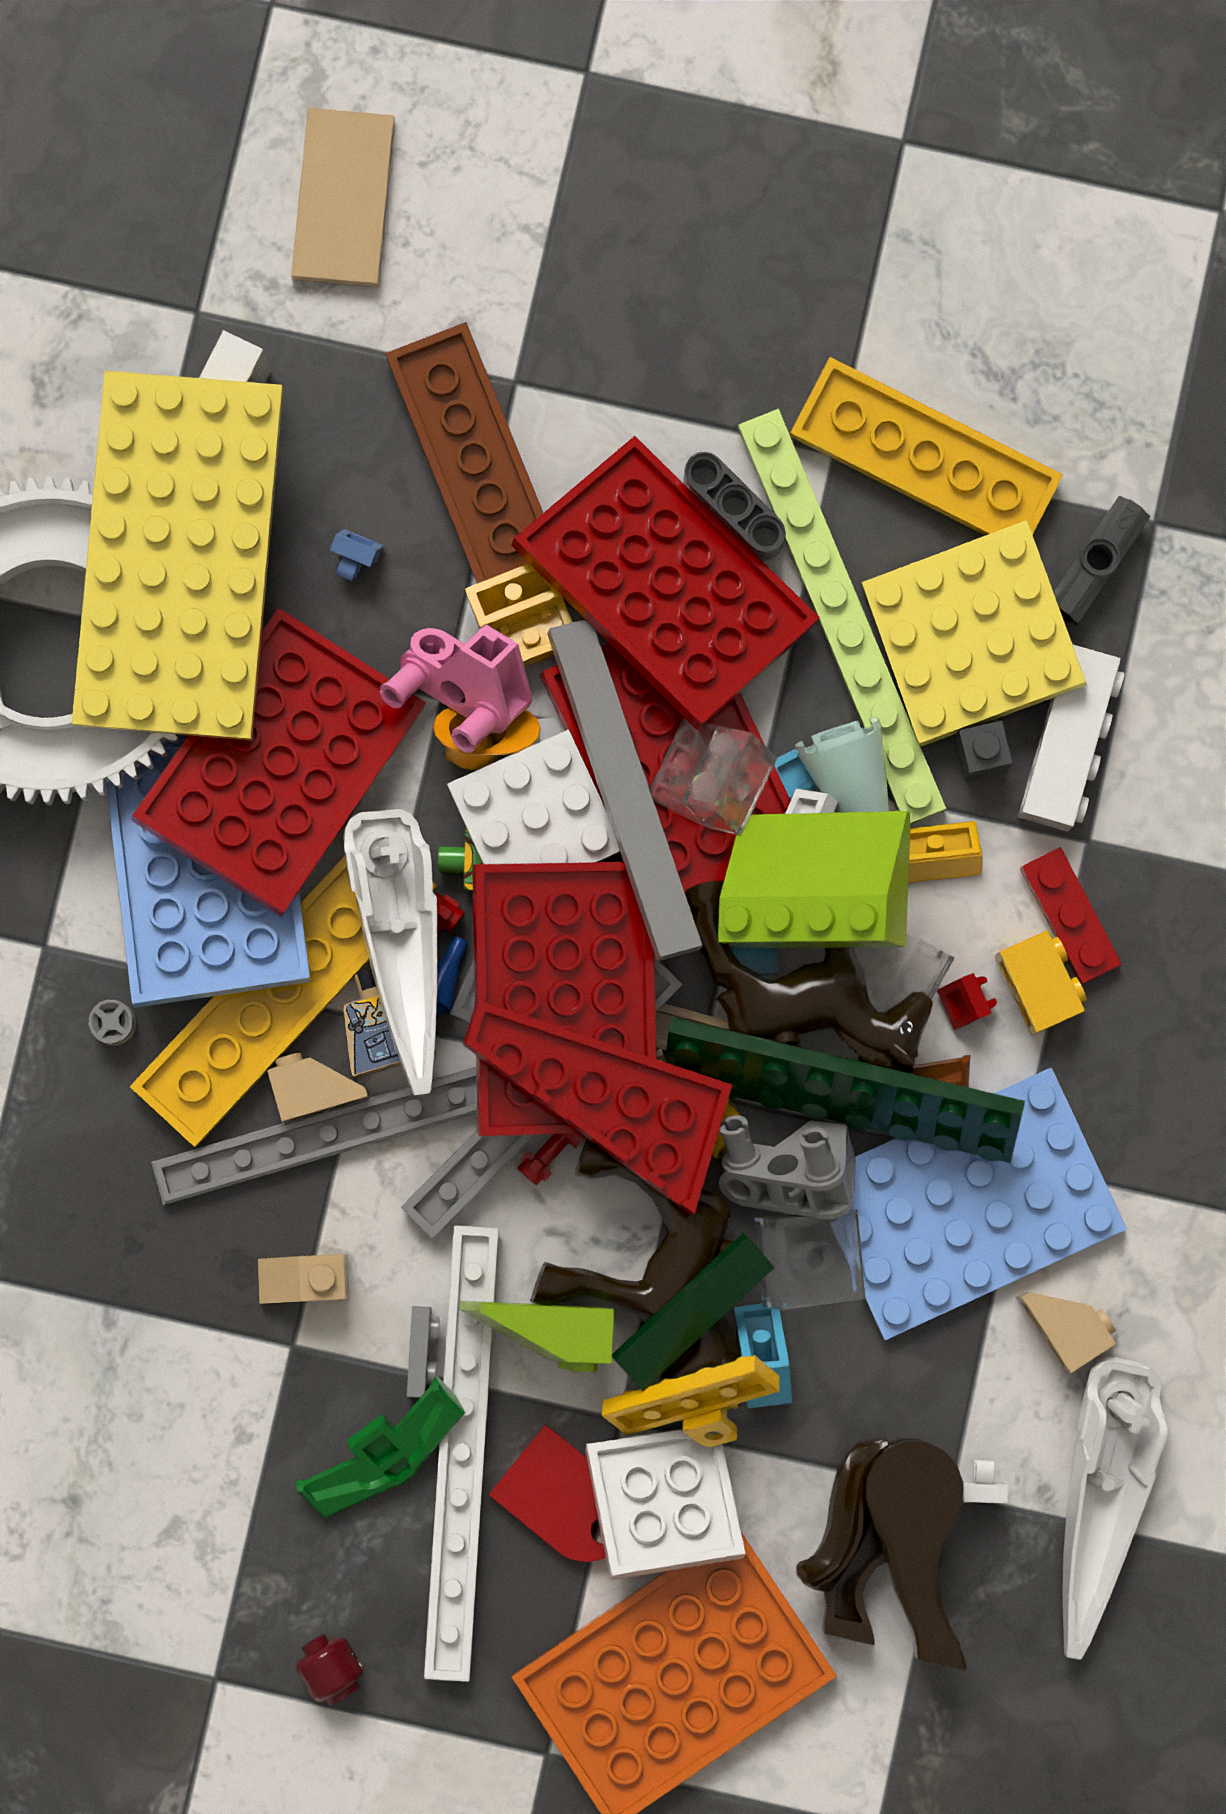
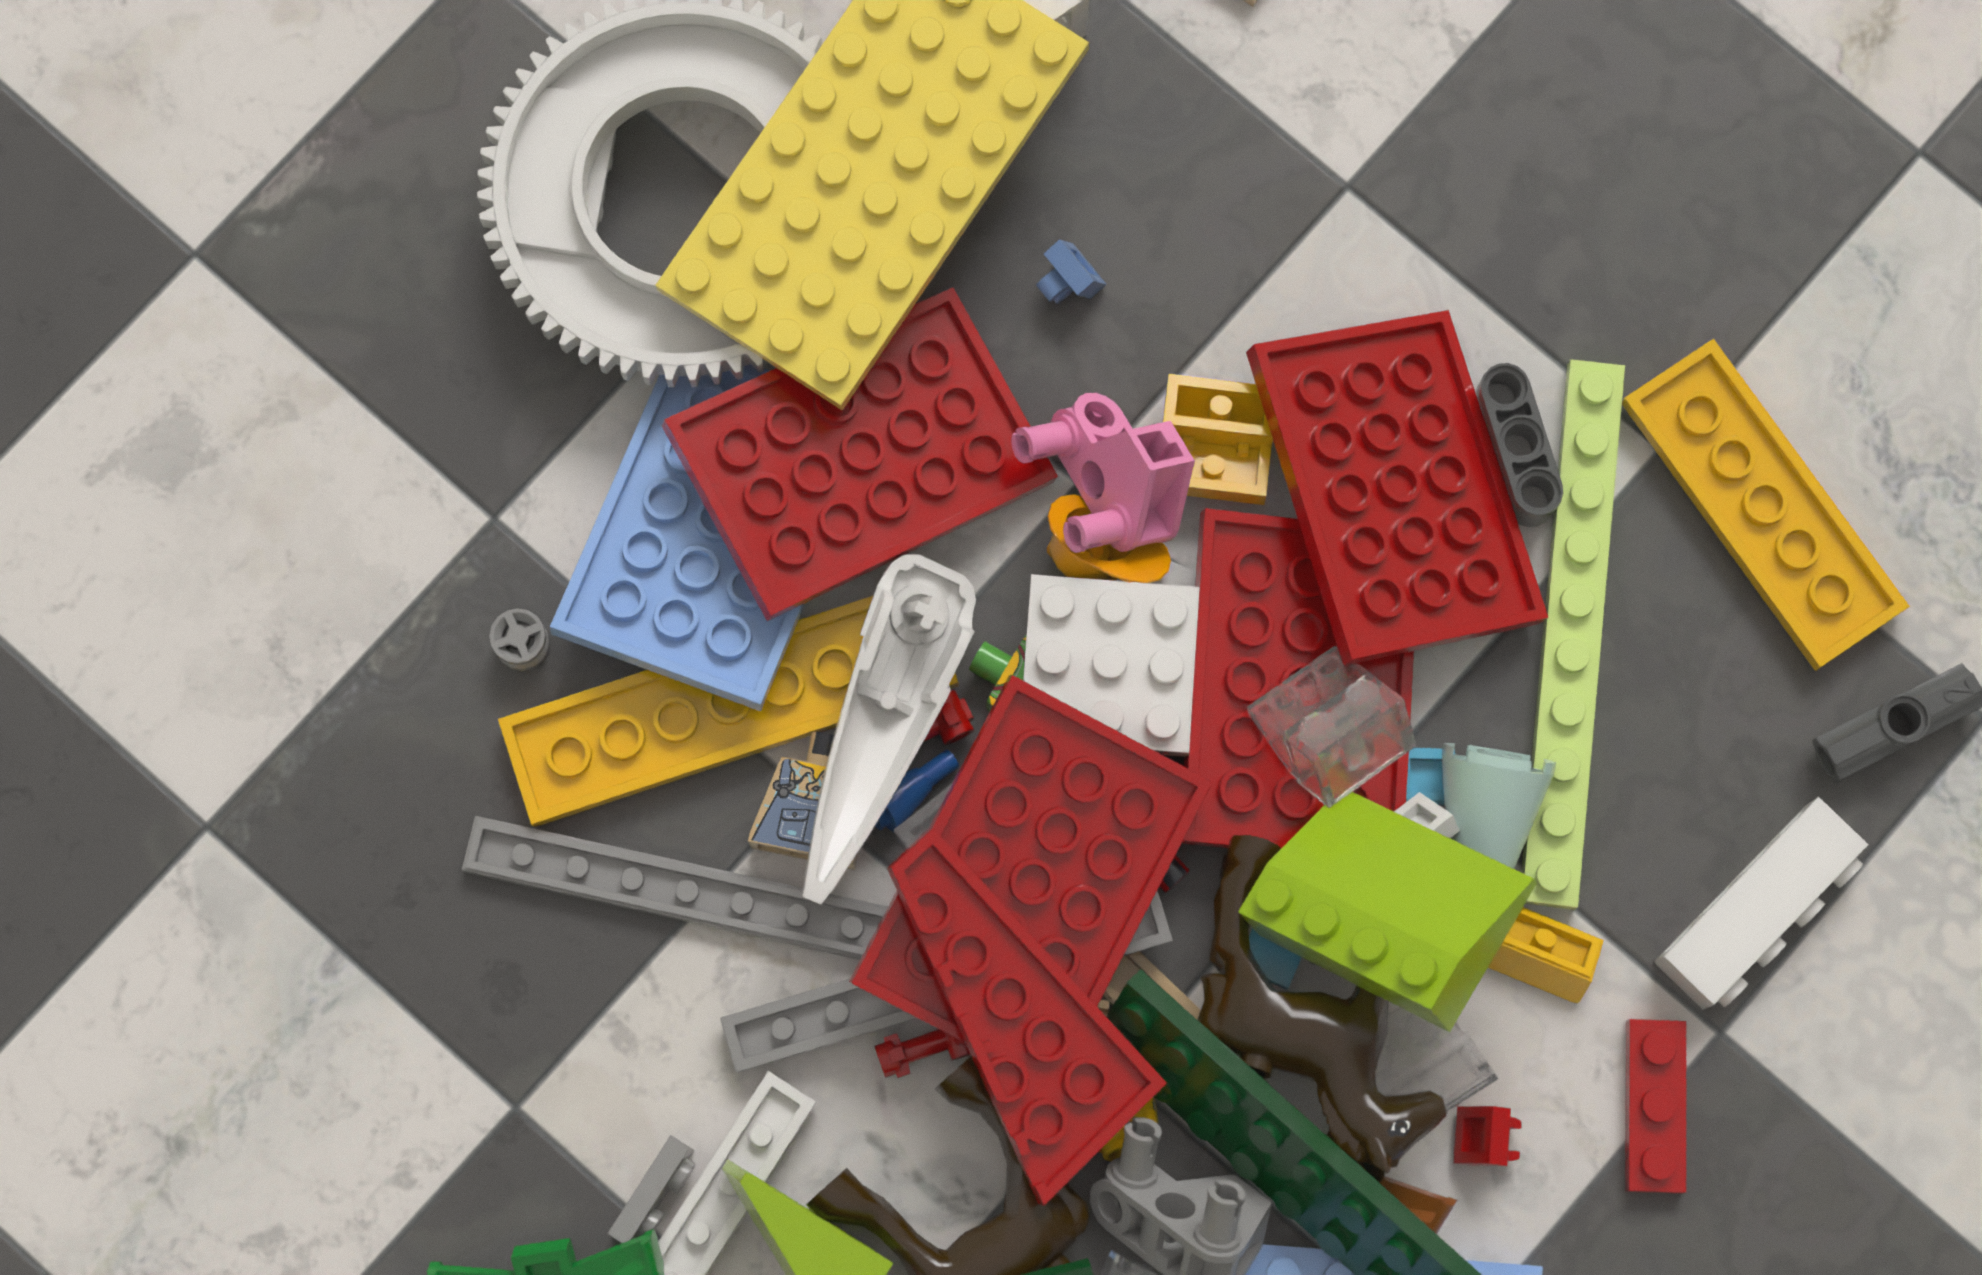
camera: 30 degrees right, 5 degrees down
(303, 1278) = (569, 1038): tan slope -> none
(310, 1087) = (694, 829): tan slope -> none
(467, 446) = (1256, 224): dark orange plate -> none
(624, 790) = (1224, 688): light grey tile -> none
(974, 633) = (1714, 728): light yellow plate -> none
(983, 750) = (1655, 864): dark grey brick -> none
(1041, 981) = (1582, 1162): yellow brick -> none

